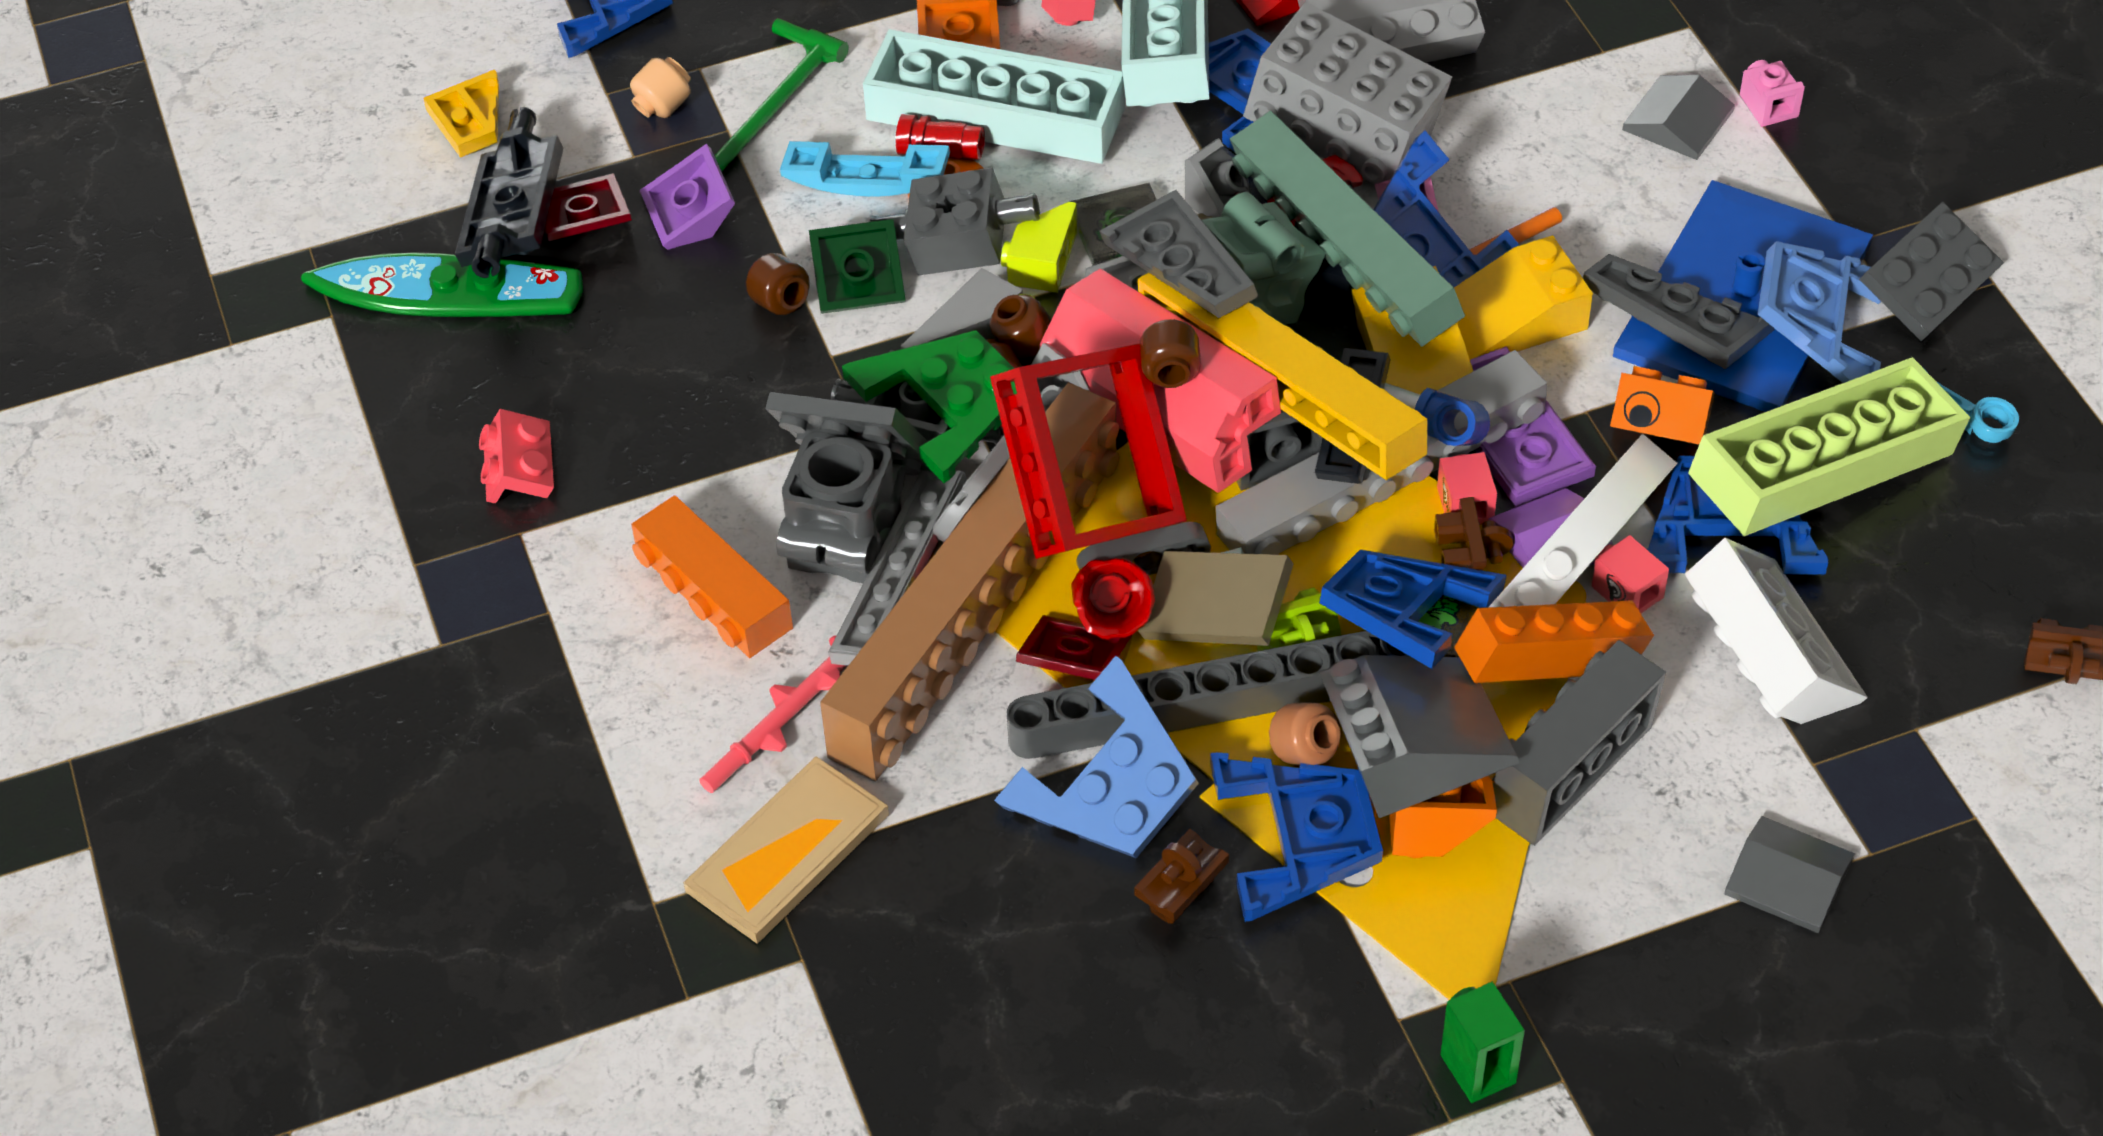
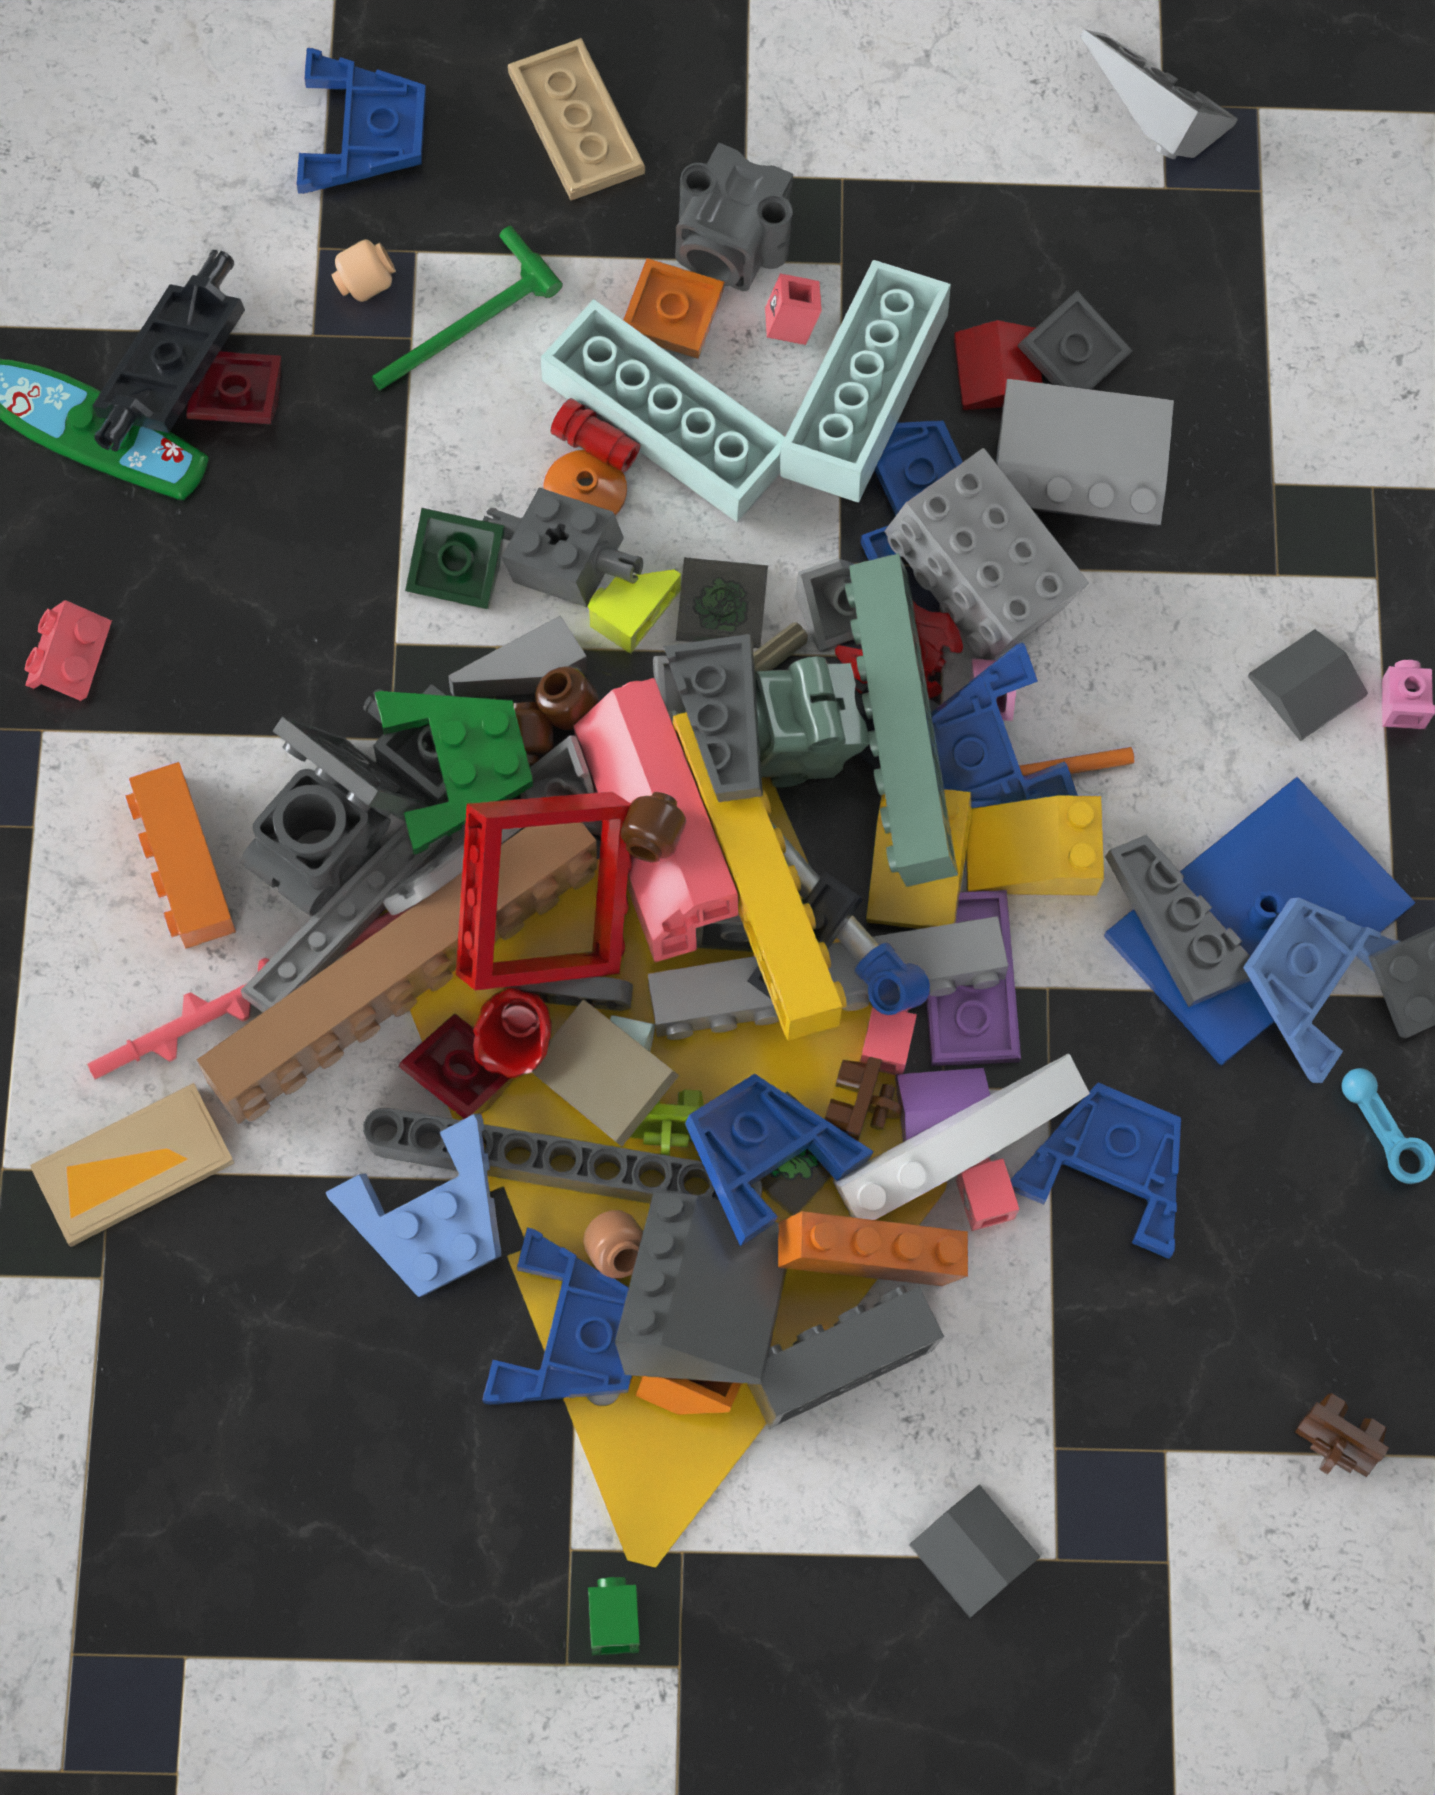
camera: 15 degrees right, 20 degrees up
(467, 112) = (178, 227): yellow wing -> none
(688, 200) = (335, 415): medium lavender slope -> none
(777, 284) = (374, 550): reddish brown head -> none
(861, 175) = (509, 445): medium azure slope -> none
(1180, 876) = (445, 1341): reddish brown hips -> none
(1662, 407) = (1101, 1035): orange brick -> none
(1772, 634) = (1085, 1308): white slope -> none
(1827, 445) = (1231, 1140): yellowish green brick -> none

